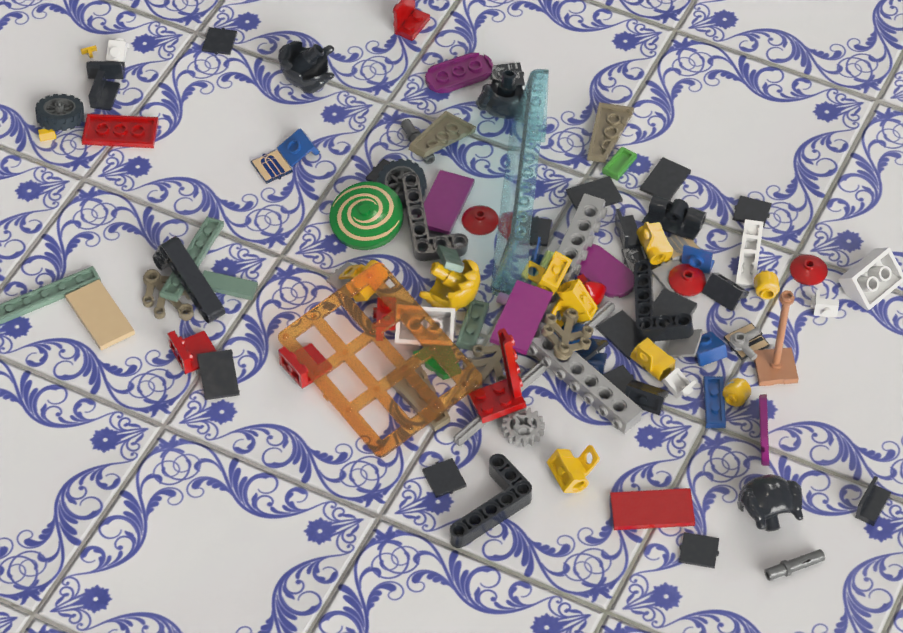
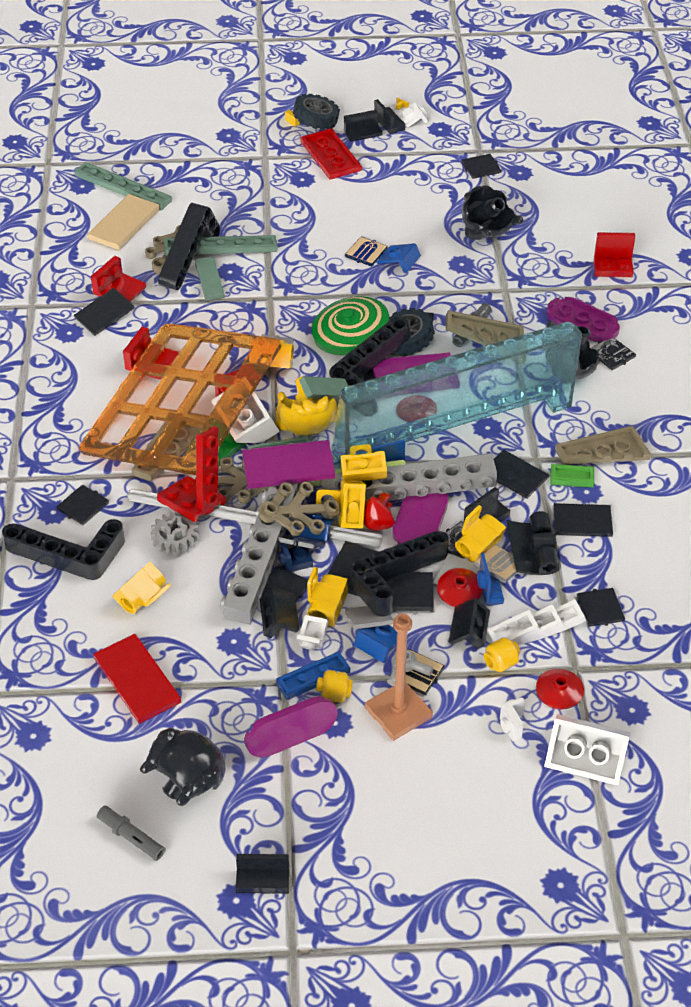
camera: 60 degrees right, 5 degrees down
(540, 228) = (432, 447): black piece -> none
(699, 550) = (107, 740): black piece -> none

